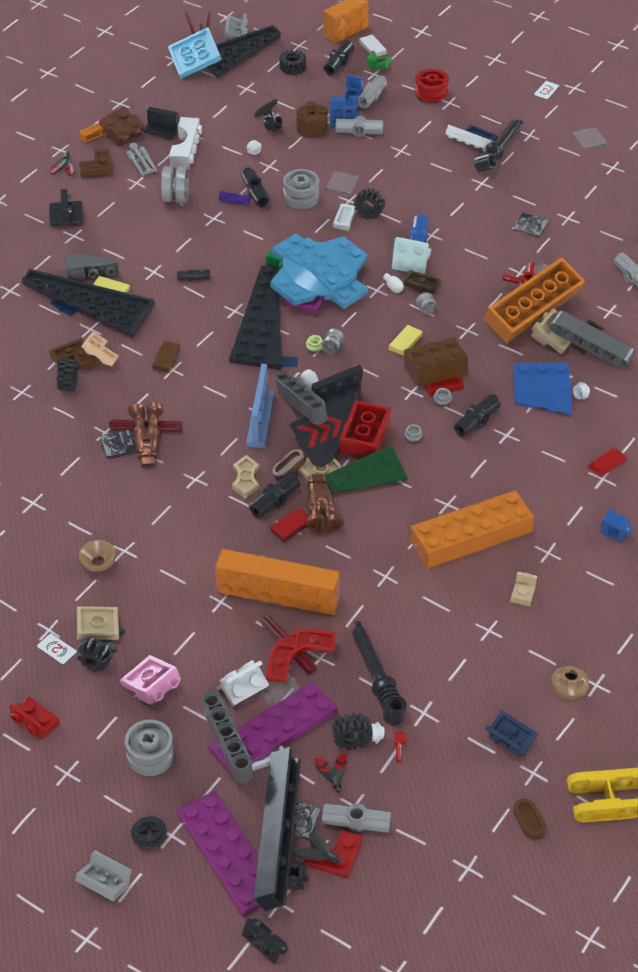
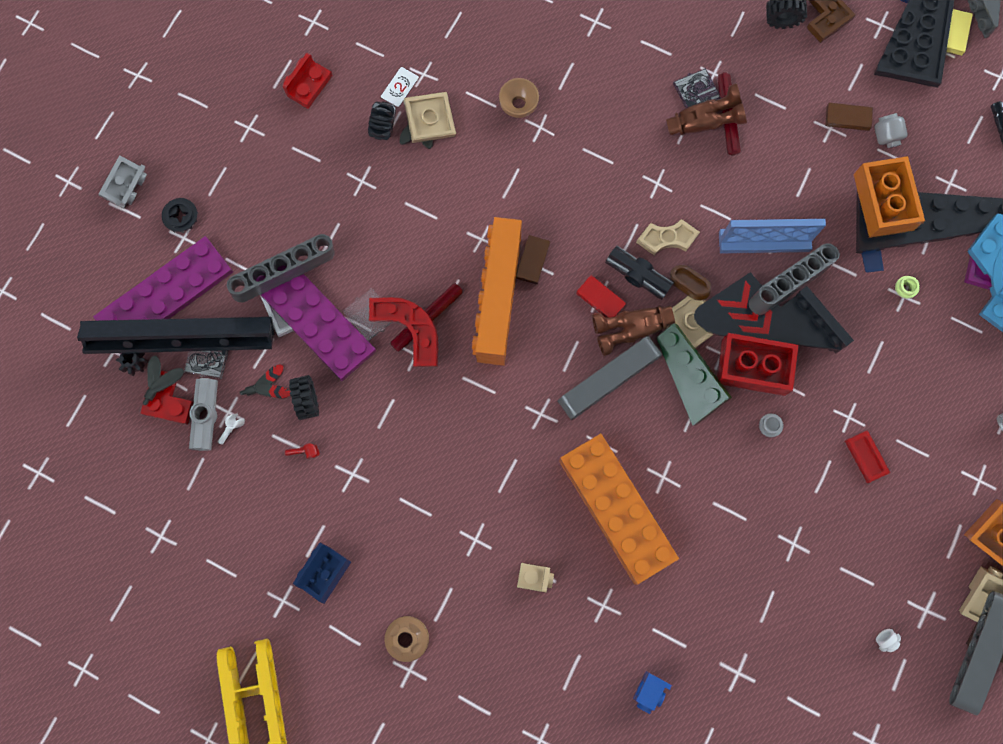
camera: 85 degrees right, 30 degrees up
(96, 346) = (836, 32): light nougat plate -> none
(149, 747) = (271, 196): light grey wheel -> none
(151, 679) = (359, 183): bright pink plate -> none
(186, 332) = (891, 130): none -> light grey head
(244, 683) = (362, 275): white bracket -> none
(245, 335) = (888, 197): none -> orange brick
(259, 936) = (60, 349): black hinge -> none
(308, 378) = (835, 290): white cone -> none
(332, 341) = (914, 308): light grey wheel -> none
(362, 524) = (609, 378): none -> dark grey beam
(370, 799) = (231, 424): none -> white hand
(377, 731) = (315, 424): white plate -> none
(383, 686) = (375, 425): black piece -> none
(405, 340) = (939, 400): light yellow tile -> none
(436, 361) = (899, 442): reddish brown brick -> none
(442, 396) = (842, 456): light grey plate -> none
(477, 415) = (815, 503): black piece -> none
(529, 819) = (220, 599): reddish brown tile -> none
(542, 386) = (883, 588): blue wedge -> none
(607, 462) = (767, 679): red tile -> none

